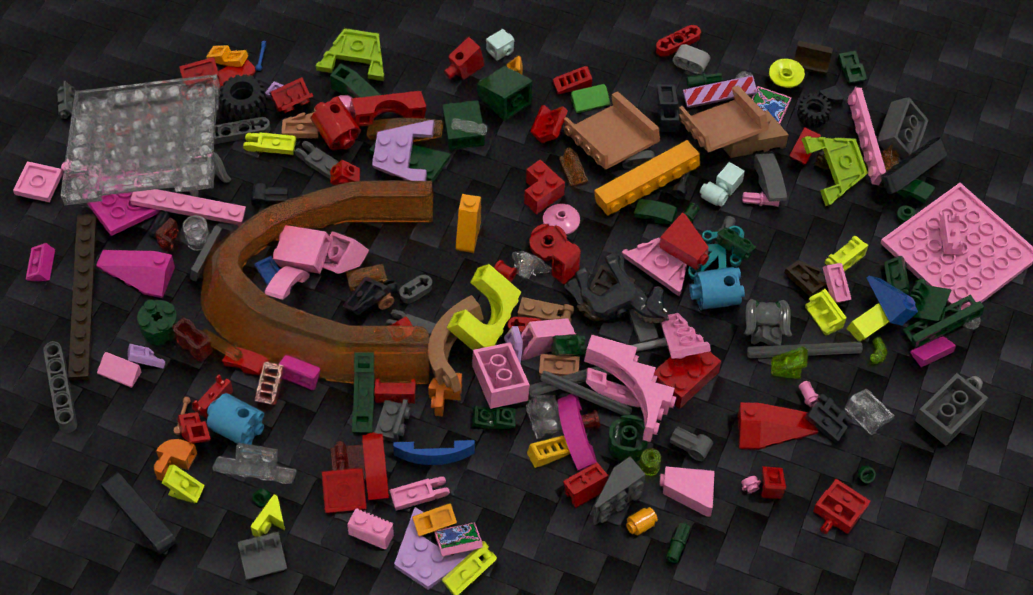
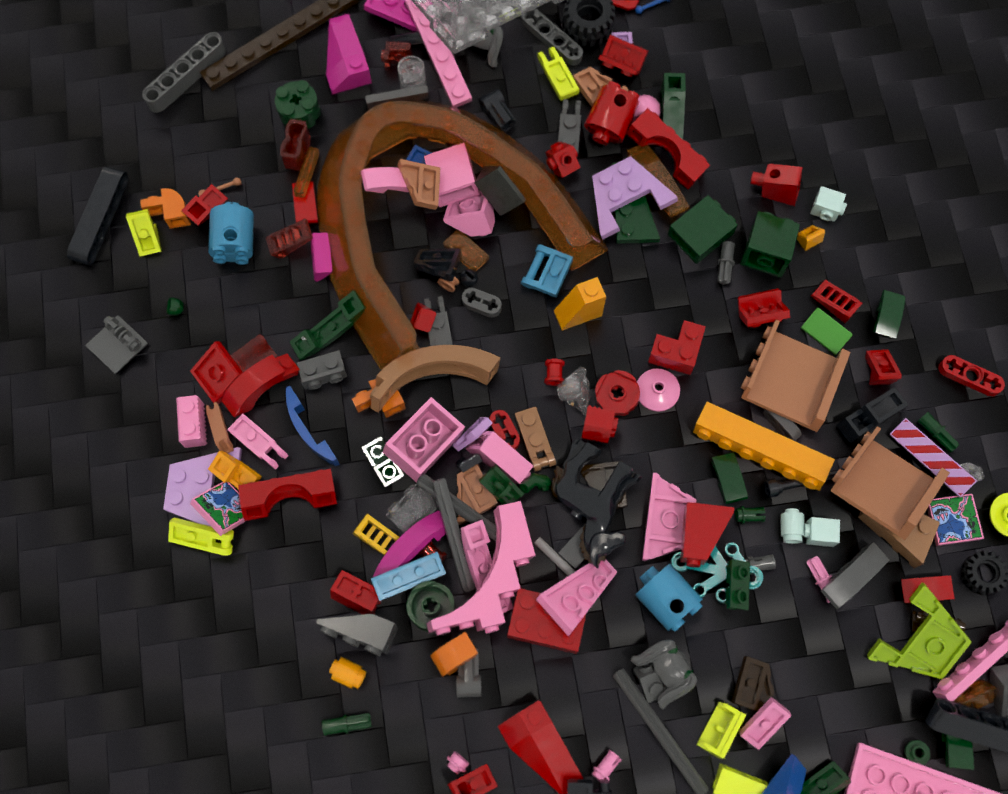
camera: 60 degrees right, 15 degrees up
(119, 369) = (232, 107): bright pink slope -> none
(144, 356) = (257, 117): lavender tile -> none
(218, 388) = (256, 201): red hinge -> none
(255, 463) = (200, 281): clear bracket -> none
(270, 514) = (157, 325): neon yellow slope -> none
(302, 264) = (421, 183): none -> nougat wing
(341, 220) = (499, 189): none -> pearl dark grey slope
(356, 47) = (725, 77): lime wing -> none
(391, 512) = (219, 428): none -> nougat piece
(395, 392) = (355, 352): red hinge -> none
(428, 230) = (553, 273): none -> dark azure plate
(469, 126) = (696, 235): clear axle -> none
(486, 468) = (261, 496): none -> red arch
(497, 126) = (726, 262): none -> dark grey axle
(502, 298) = (517, 390): neon yellow arch -> none
(536, 361) = (465, 464): none -> black tile
(573, 167) = (726, 365): clear orange hinge -> none
(579, 324) = (535, 479): none -> dark green arm
(597, 438) = (408, 576): none -> dark azure tile
(607, 58) = (890, 314): none -> dark green slope
(640, 80) = (882, 367): none -> red slope
(650, 461) = (423, 649): clear neon green brick -> none
(675, 438) = (454, 654): none -> orange brick
(689, 487) = (414, 701): bright pink slope -> none
(691, 59) = (955, 403): light grey beam -> none
(790, 363) = (629, 725): clear neon green slope -> none
(848, 254) = (814, 713): neon yellow hinge -> none

